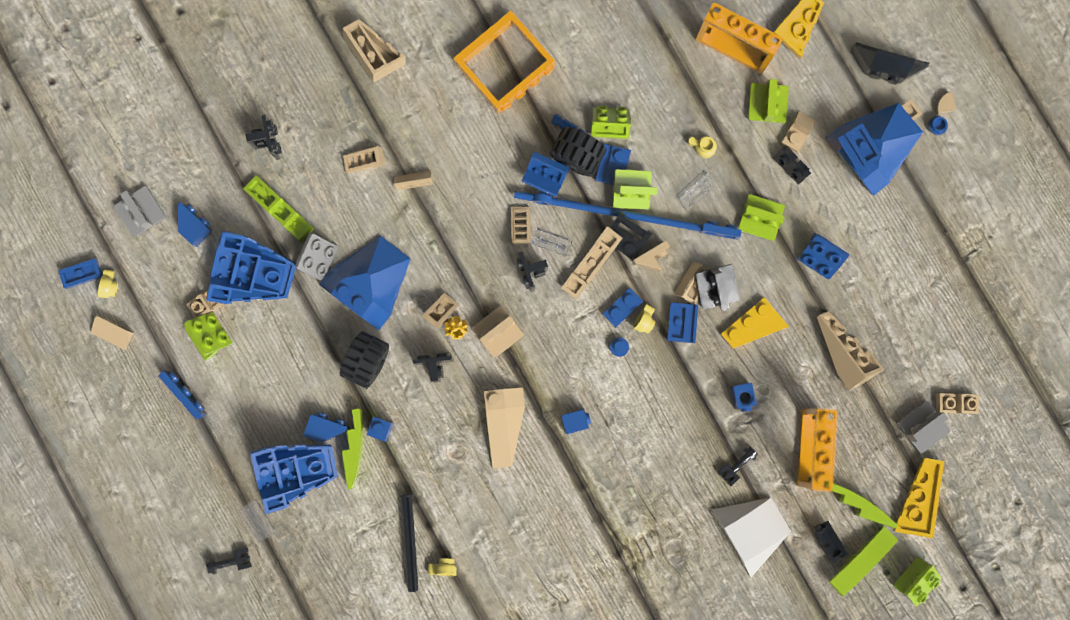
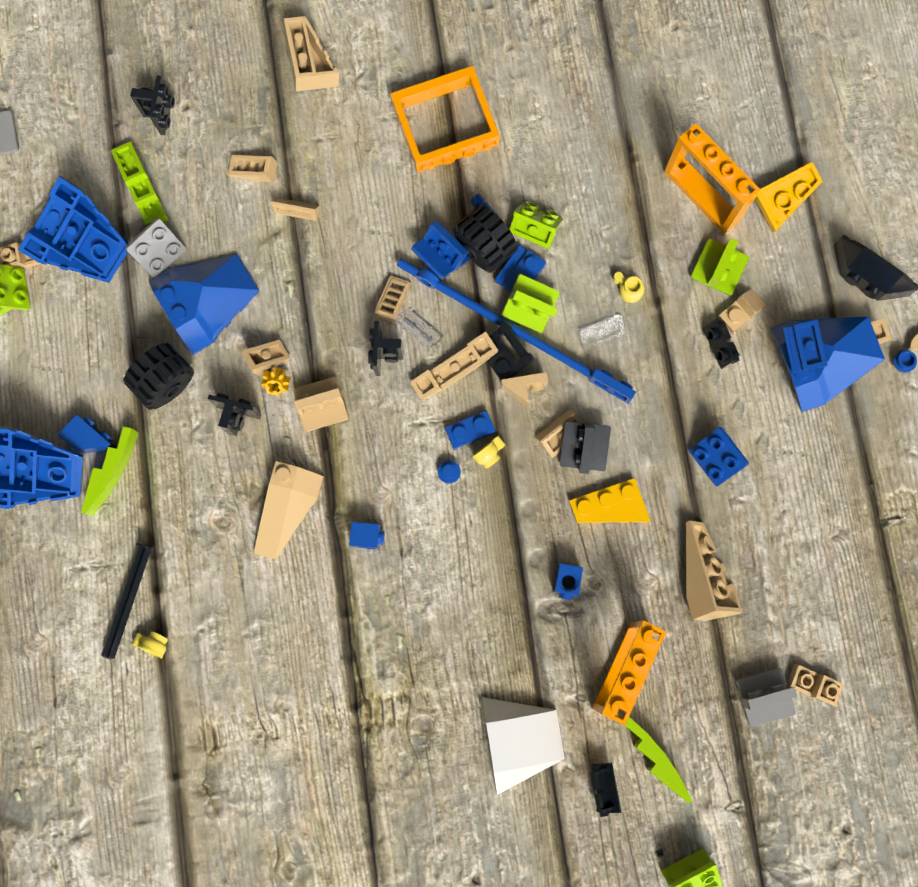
camera: 25 degrees right, 5 degrees down
(191, 226) = (38, 167): blue slope -> none
(380, 429) = (146, 460): blue brick -> none
(682, 323) = (530, 471): blue plate -> none
(732, 471) = (522, 661): black hinge -> none
(761, 217) = (664, 389): lime bracket -> none
(863, 561) = (635, 827): lime slope -> none
(921, 503) = (730, 786): yellow wing -> none

